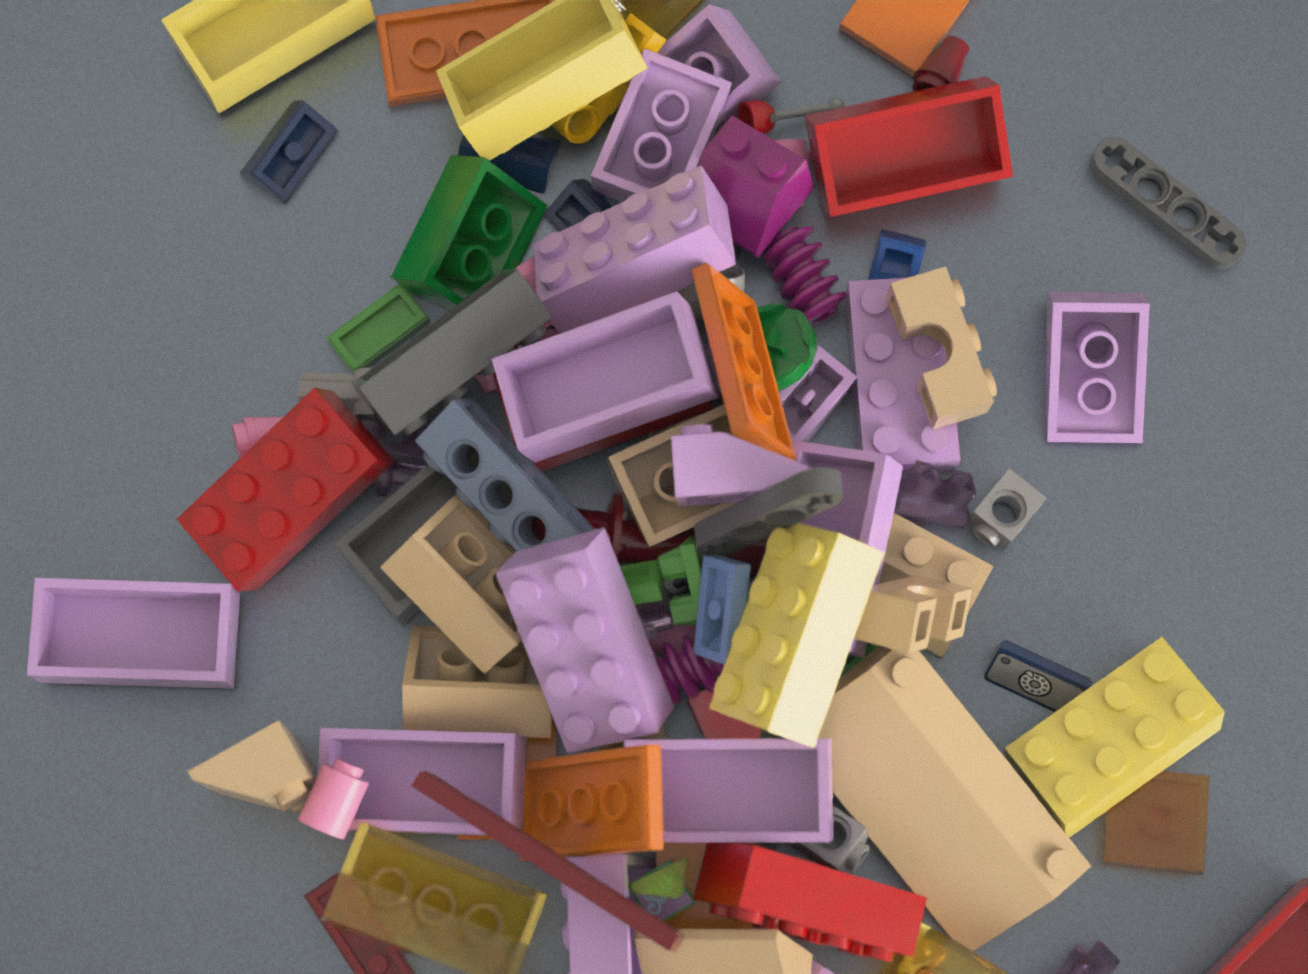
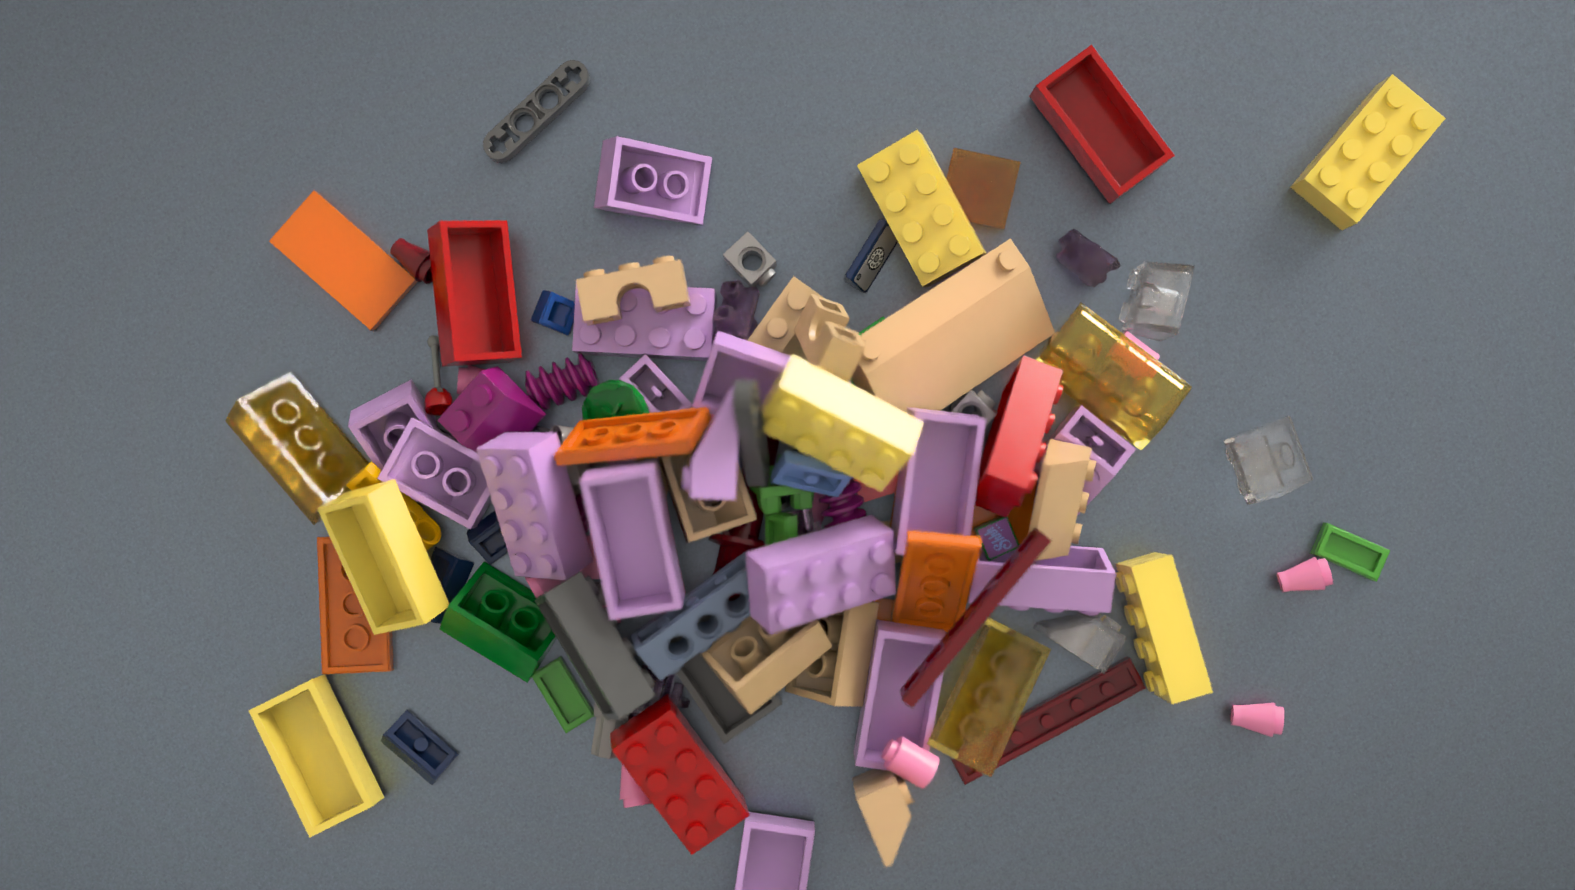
camera: 80 degrees left, 10 degrees up
(666, 881) = (993, 536): clear neon green slope -> none

